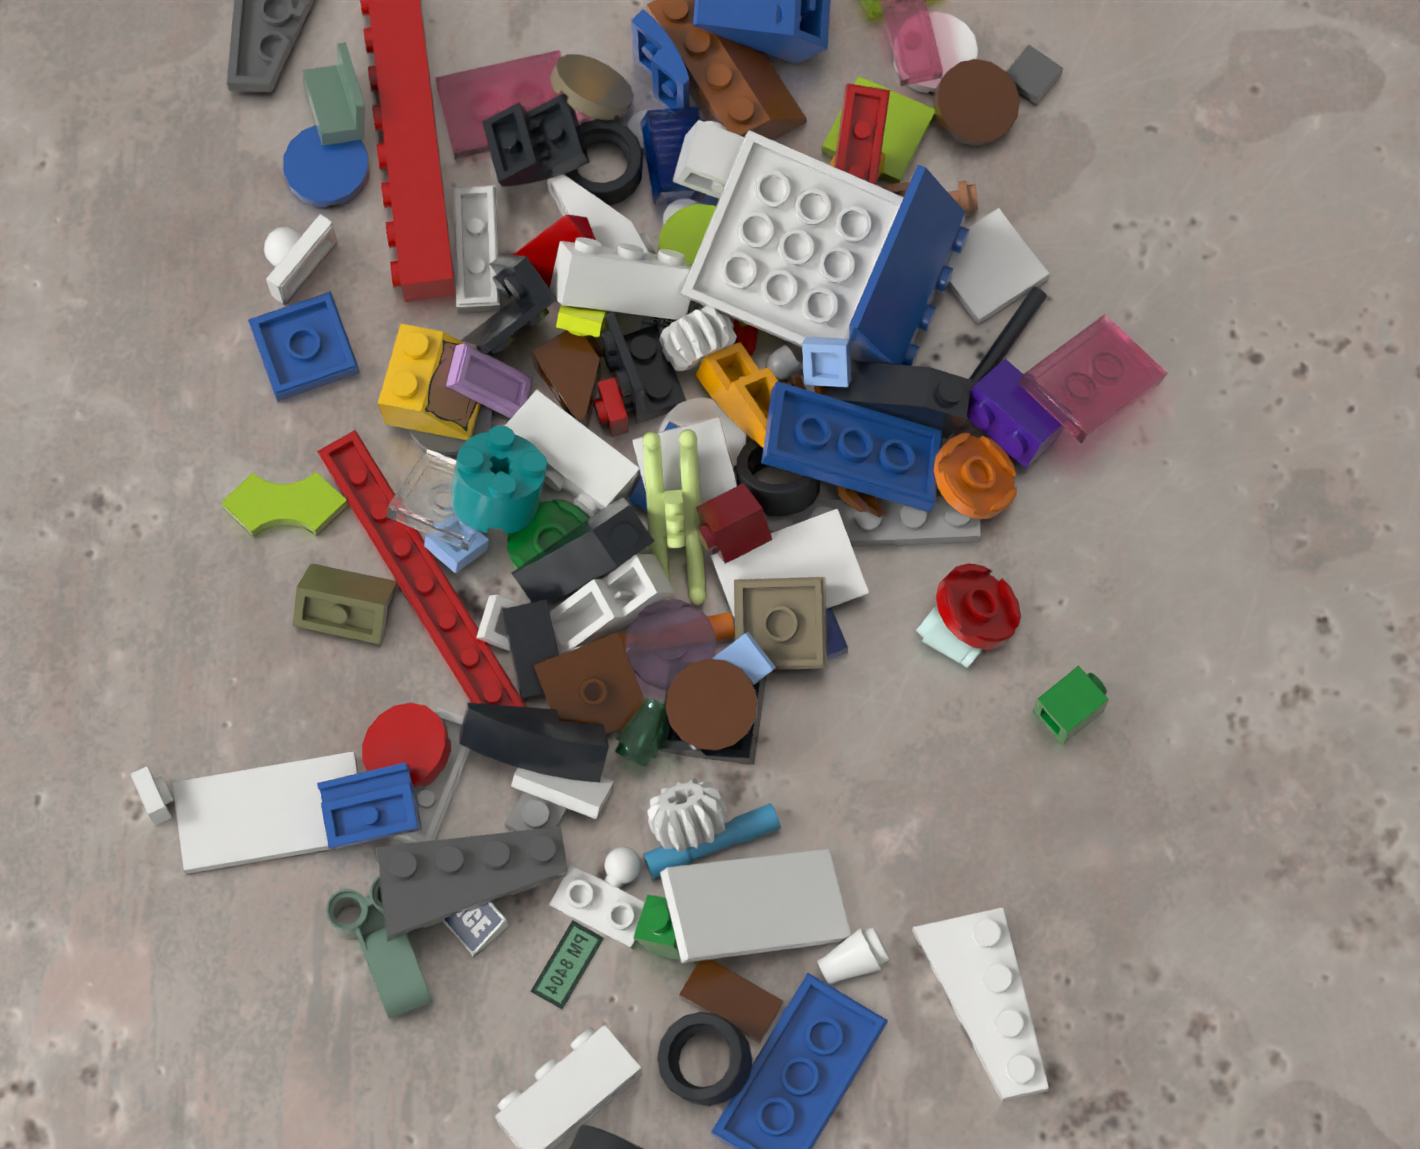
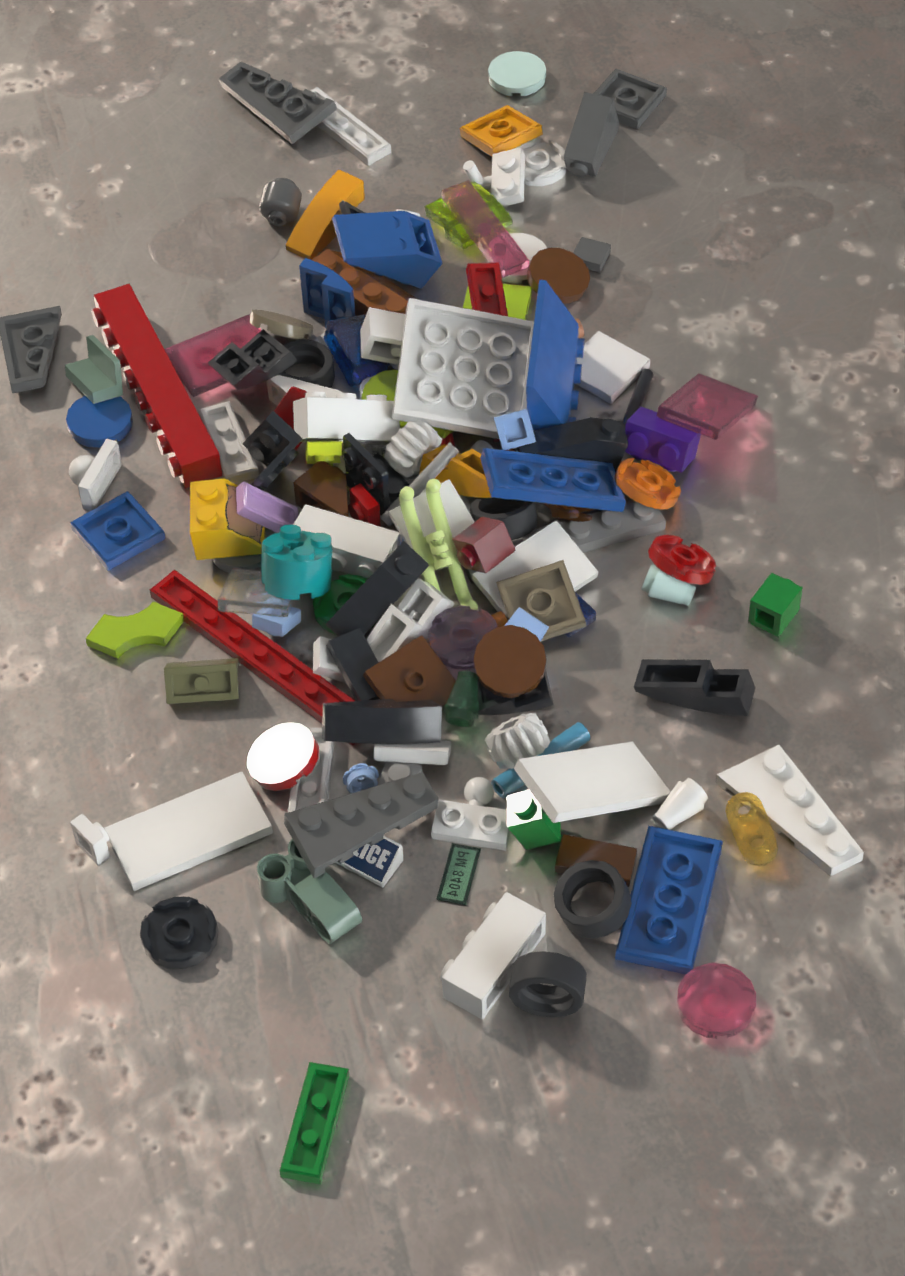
camera: 15 degrees left, 20 degrees down
(222, 948) = (179, 933): none -> black tile
(369, 806) = (267, 795): blue plate -> none
(490, 806) = (360, 777): none -> light blue plate
(688, 398) = (428, 473): none -> light grey bar
(928, 1015) = (750, 827): none -> clear yellow plate
(932, 793) = (696, 685): none -> black slope

